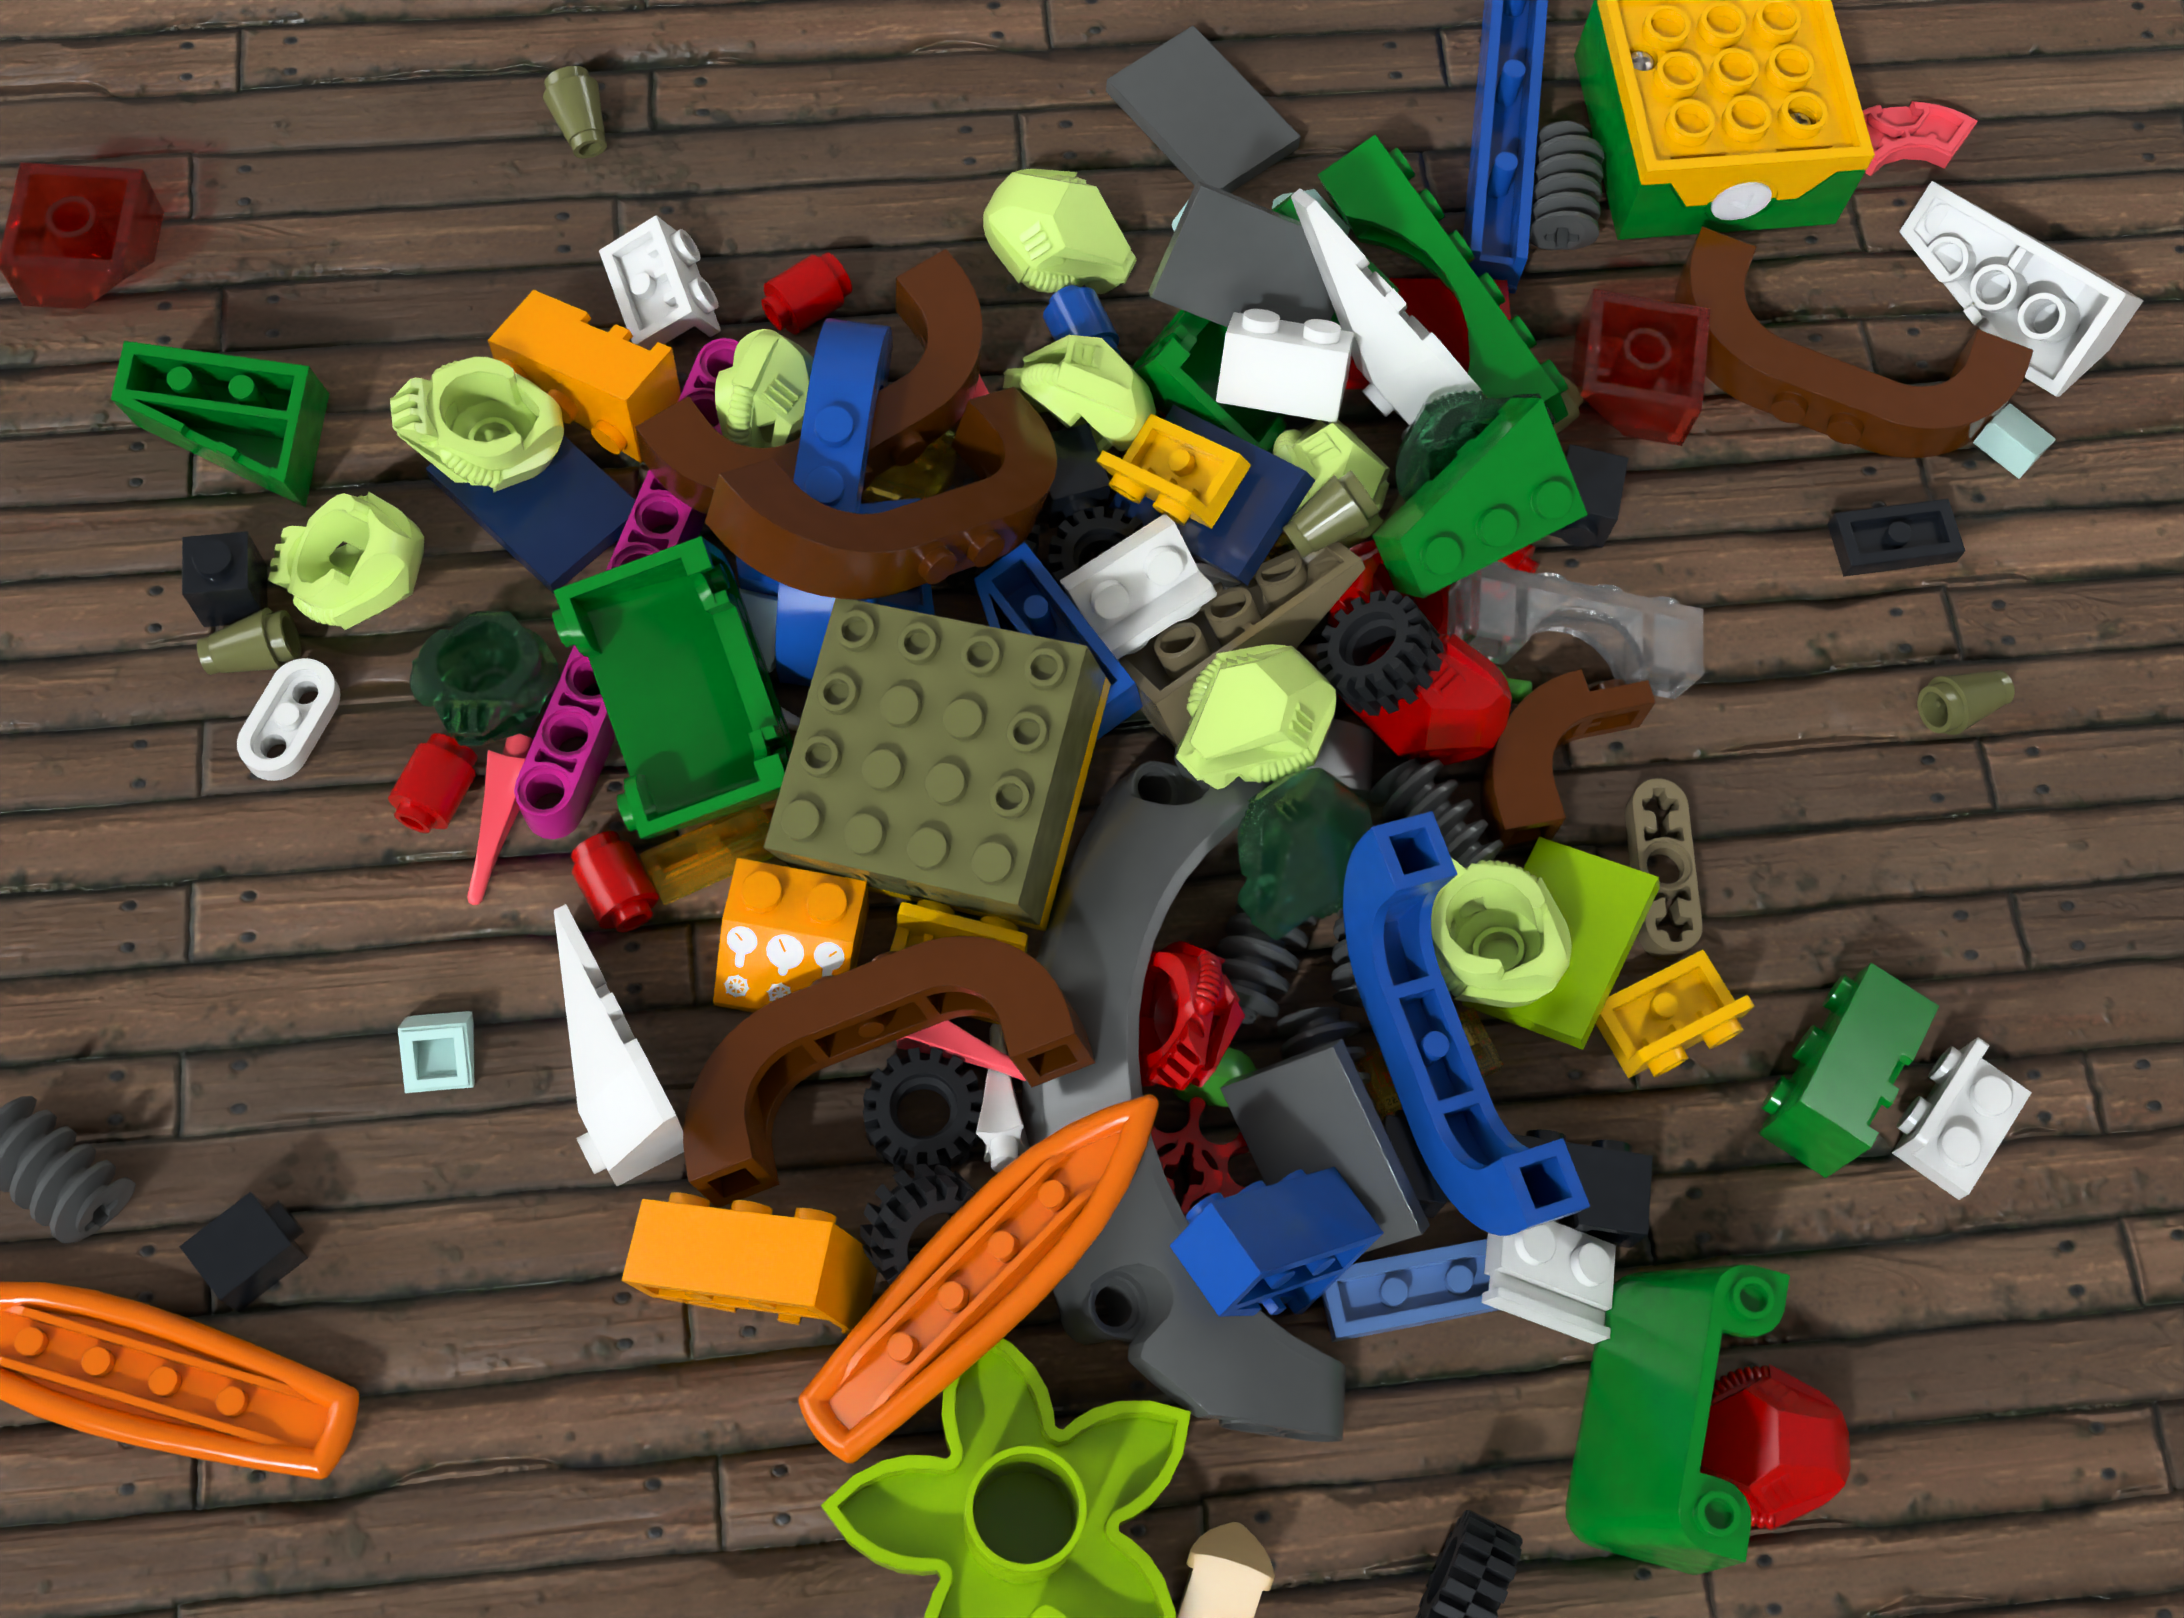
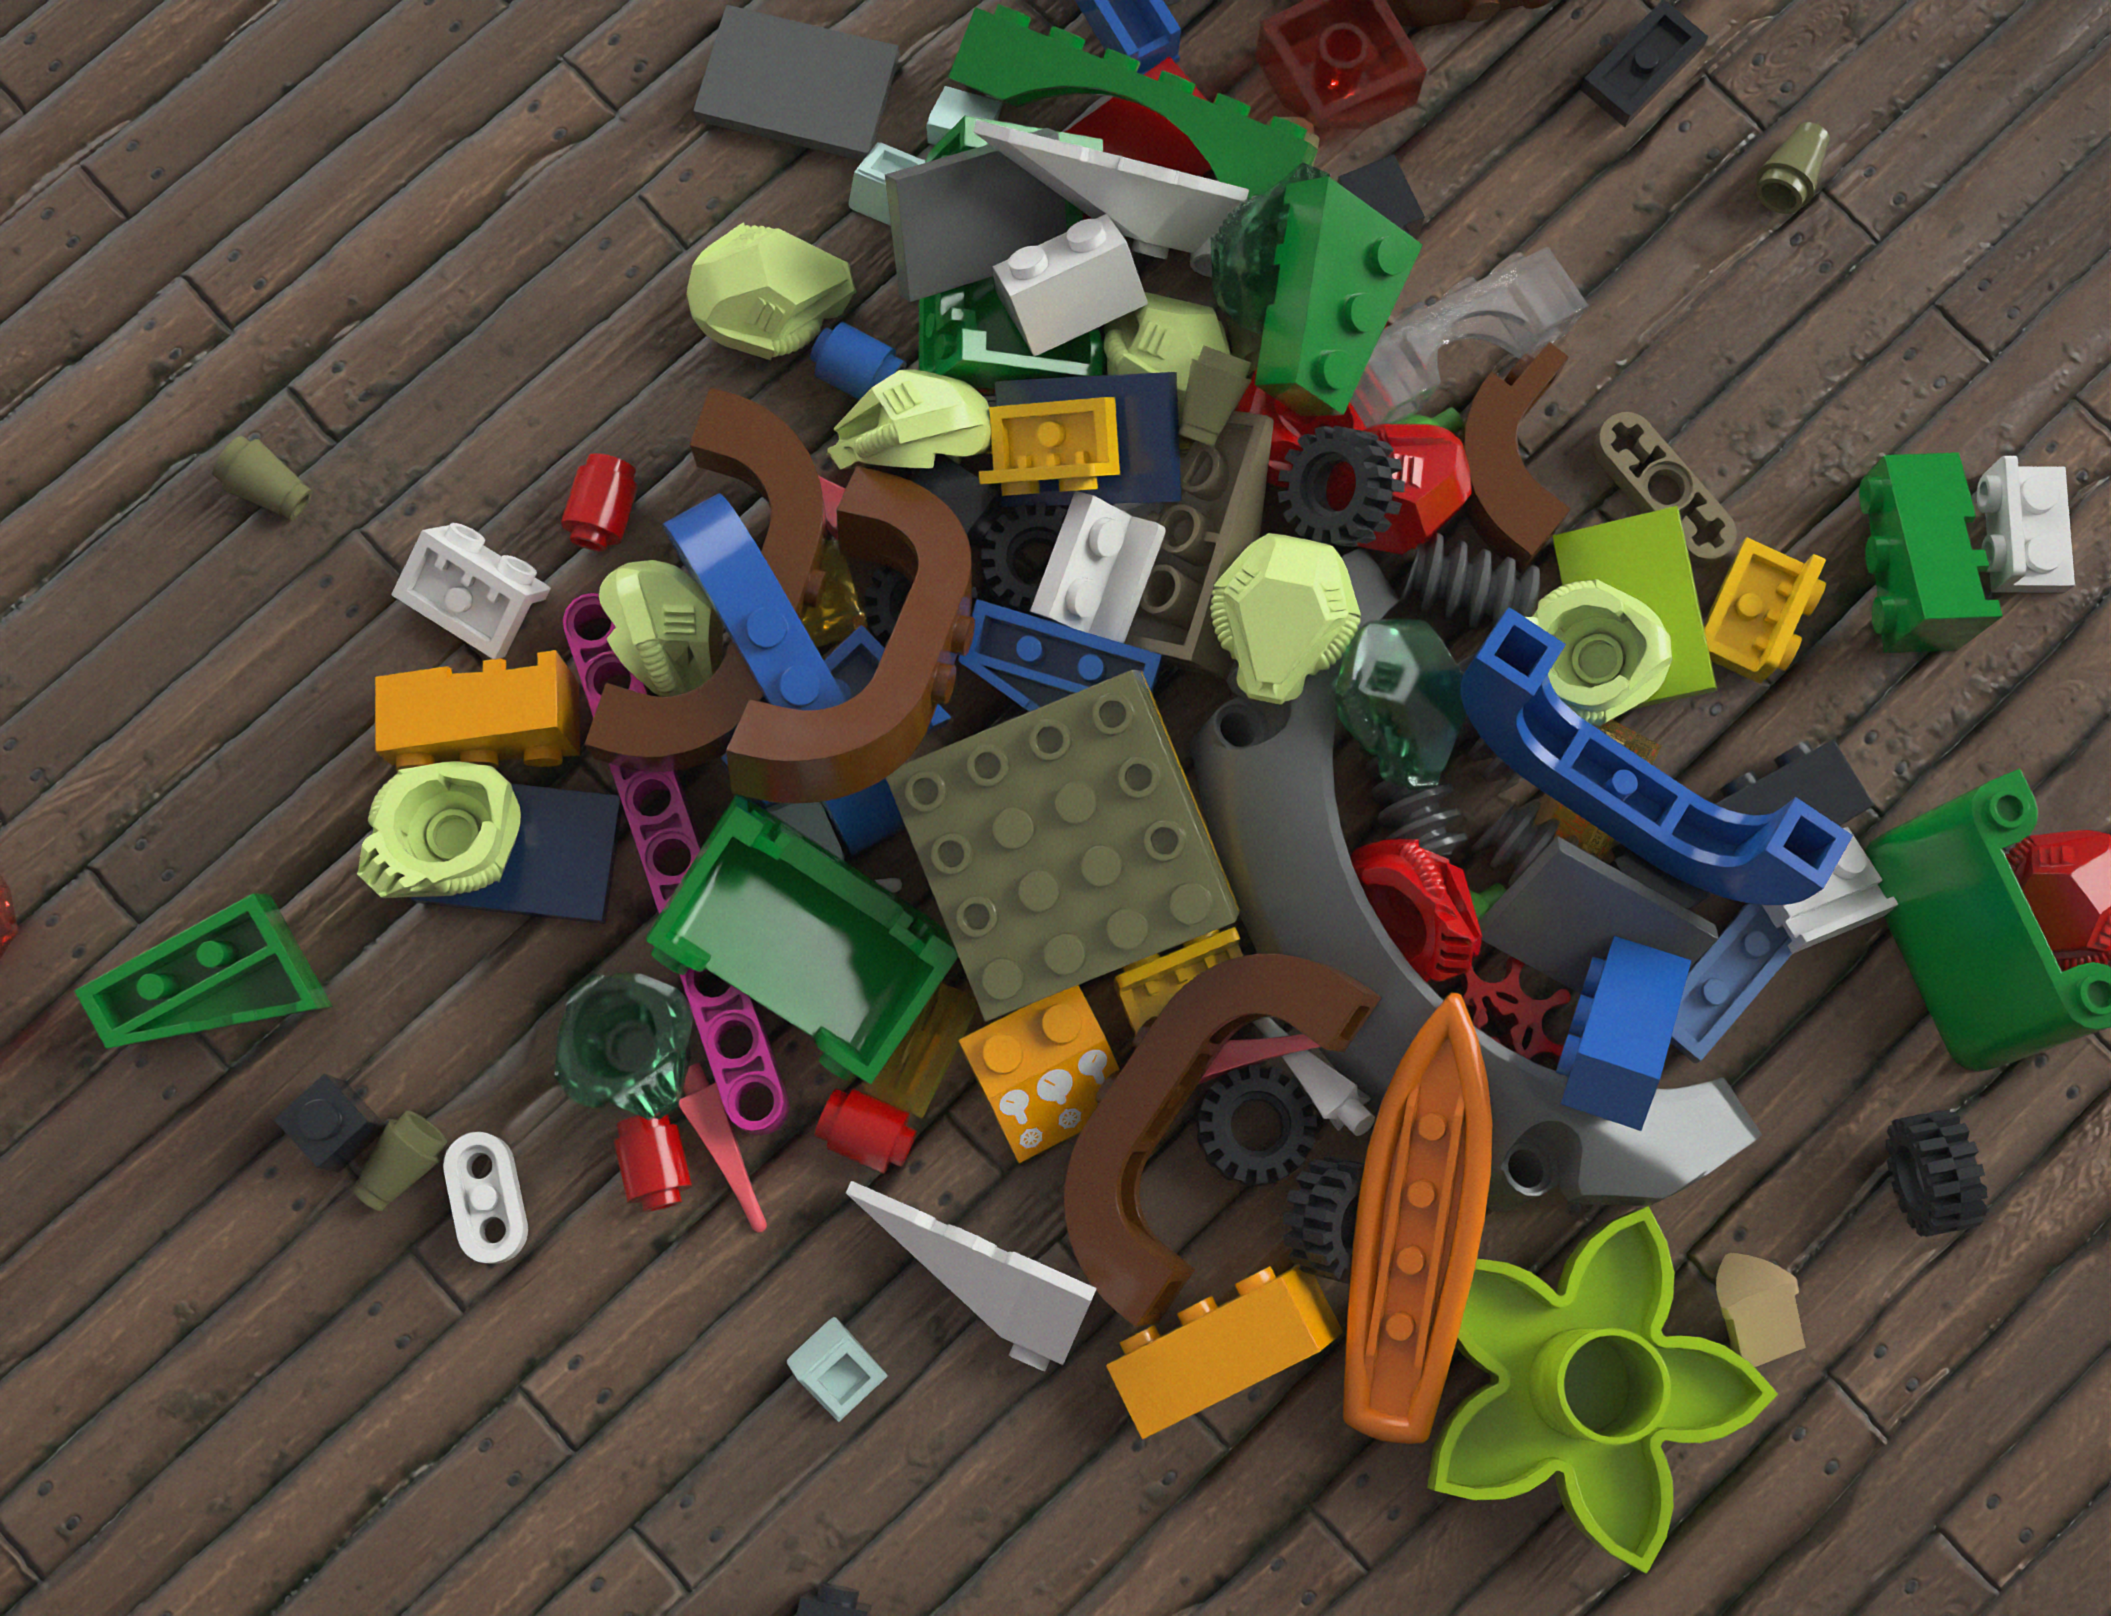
camera: 30 degrees left, 10 degrees up
(354, 579) = (424, 1031): yellowish green helmet -> none

